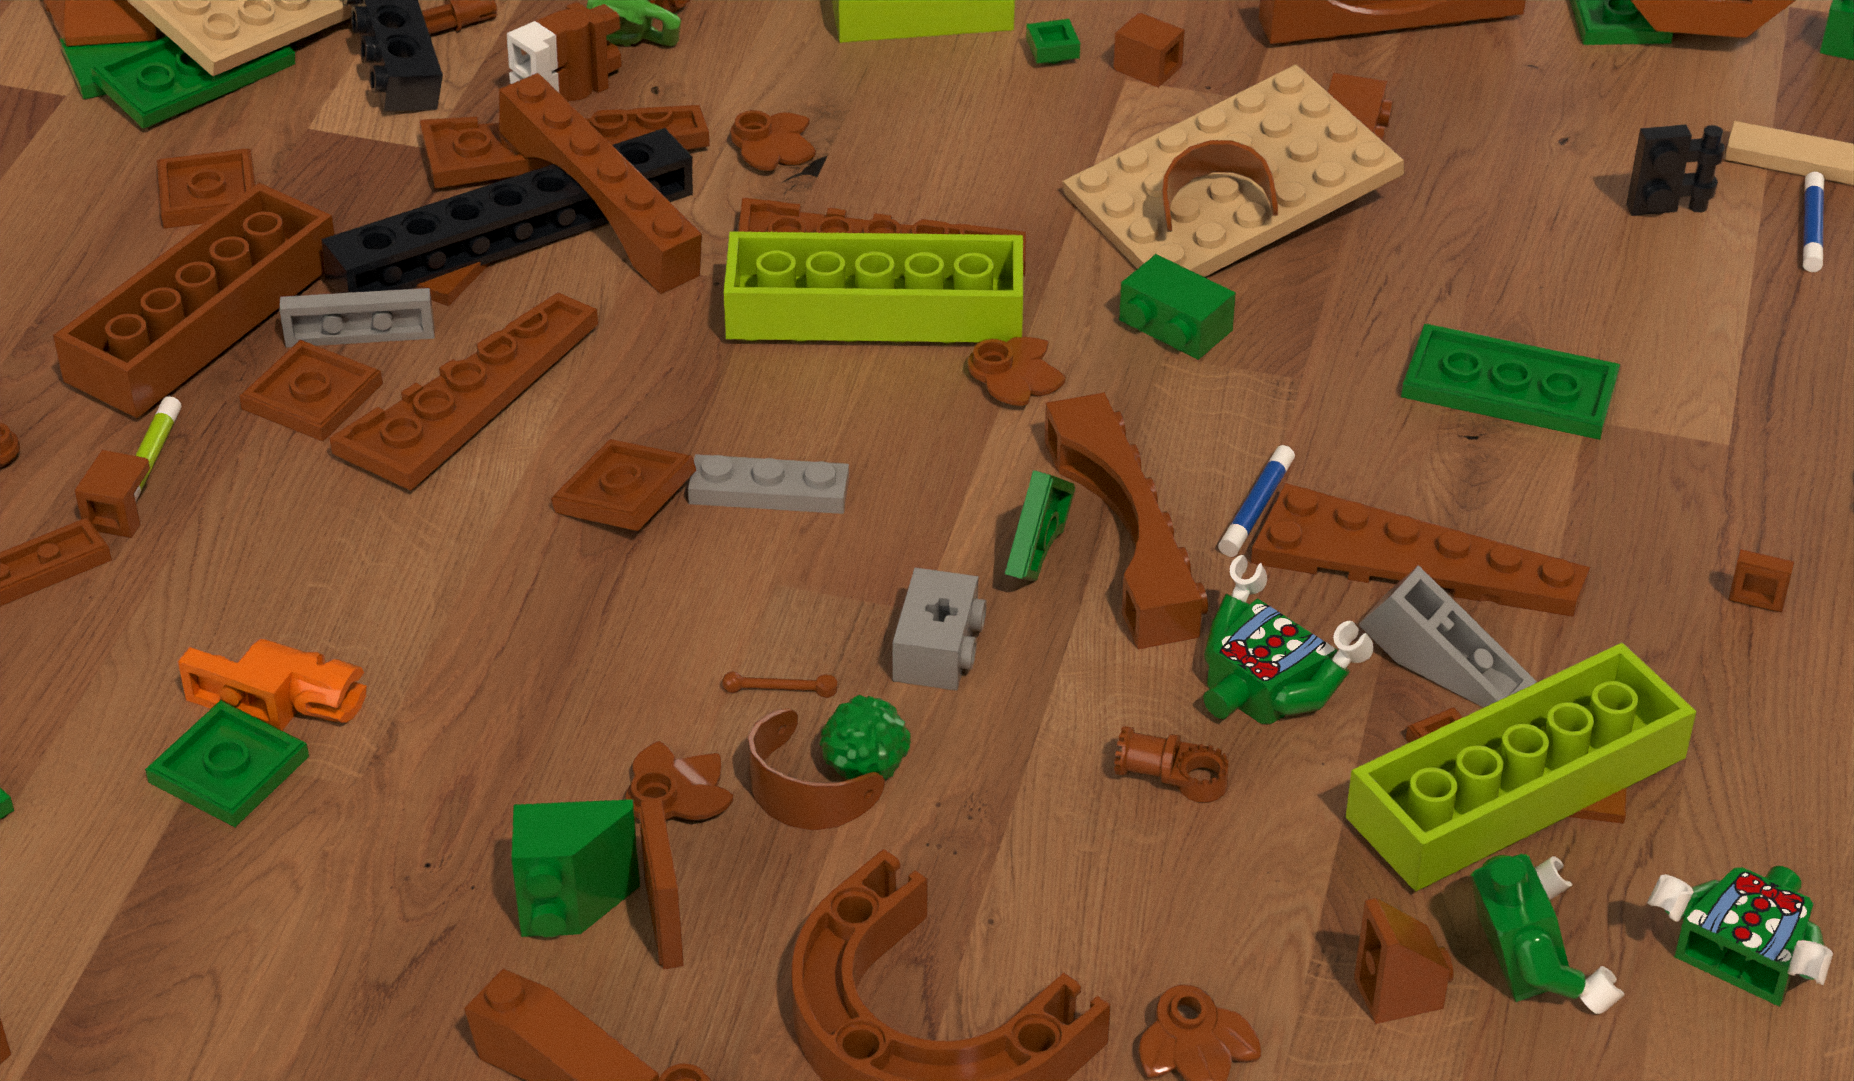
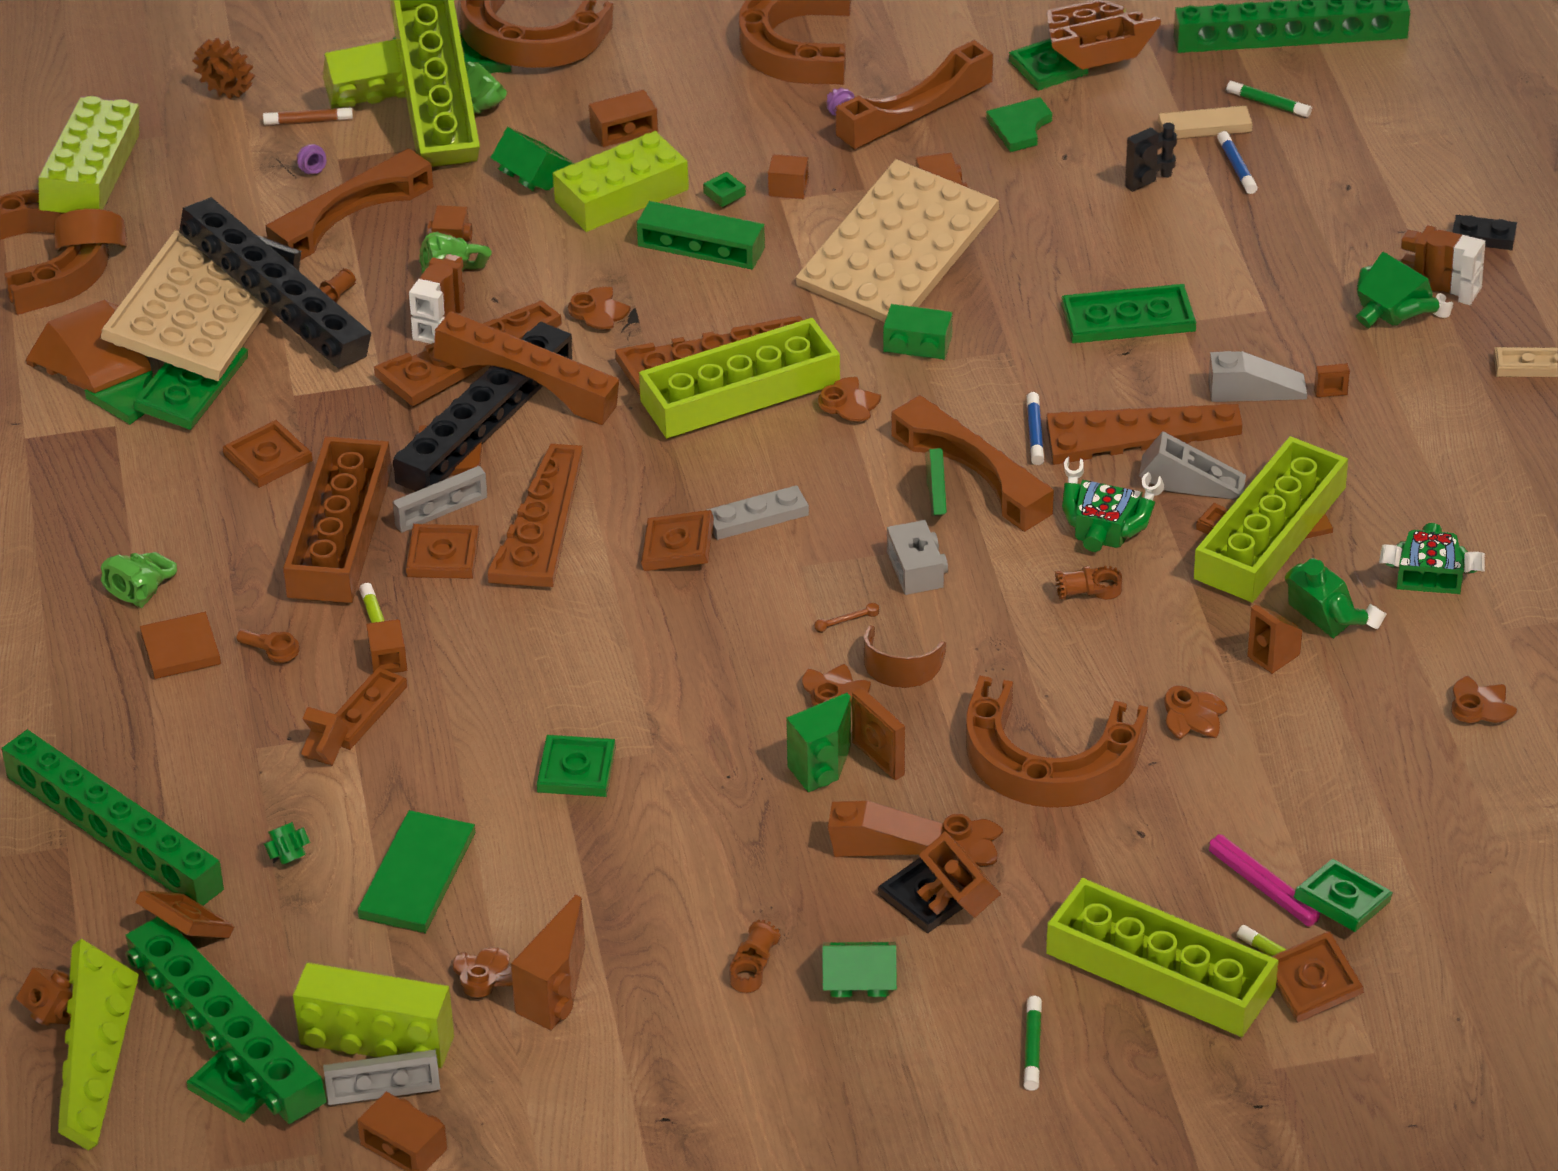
camera: 25 degrees left, 0 degrees up
(274, 683) = (571, 714): orange plate -> none
(865, 738) = (922, 627): green piece -> none
(975, 88) = (701, 235): none -> green brick
(1221, 157) = (905, 231): dark orange piece -> none
(1525, 75) = (1019, 122): none -> green tile
(1632, 534) = (1251, 378): none -> light grey slope

